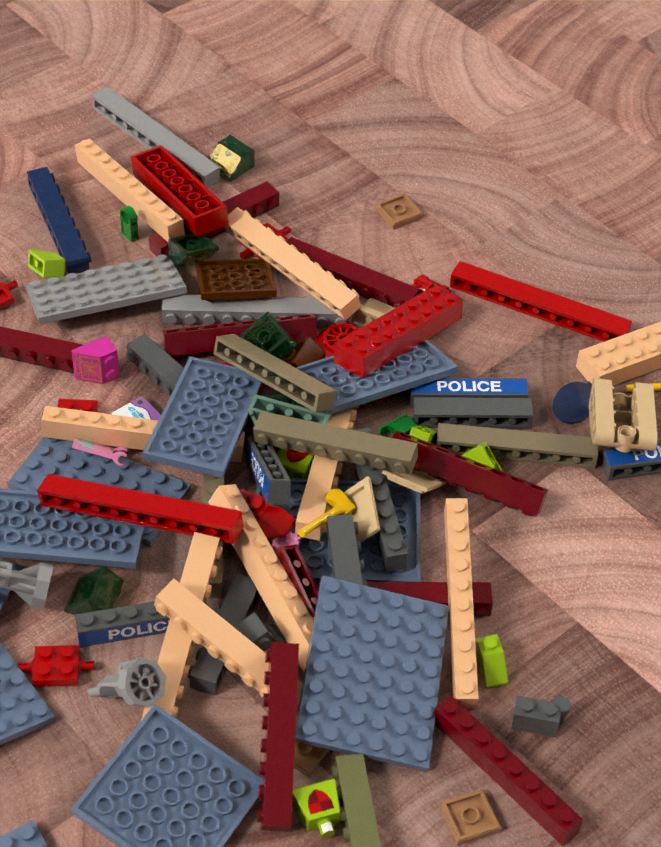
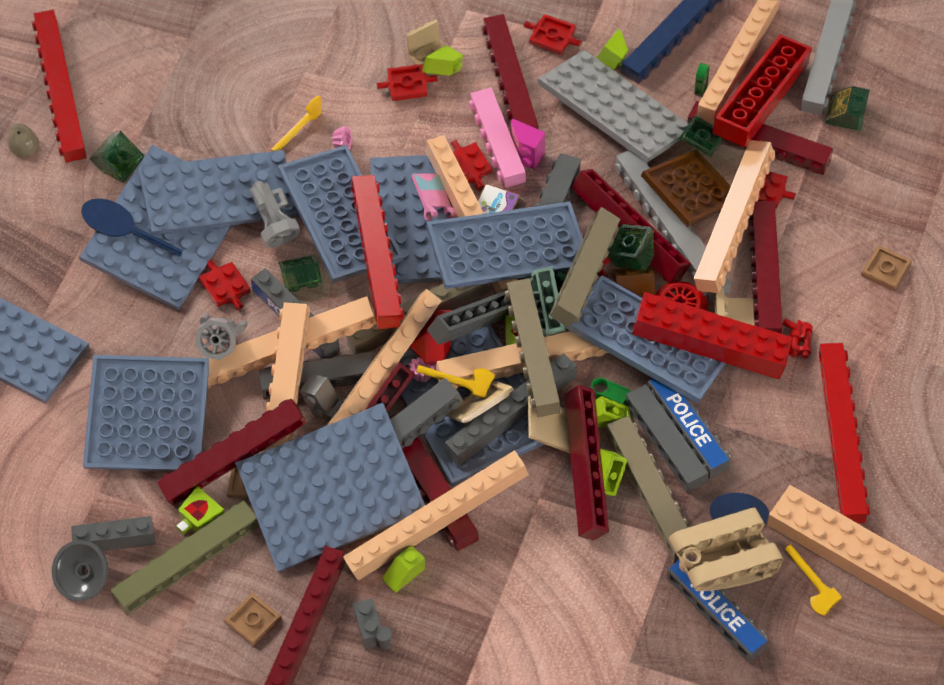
camera: 65 degrees right, 10 degrees up
(67, 381) = (497, 138): none -> bright pink brick

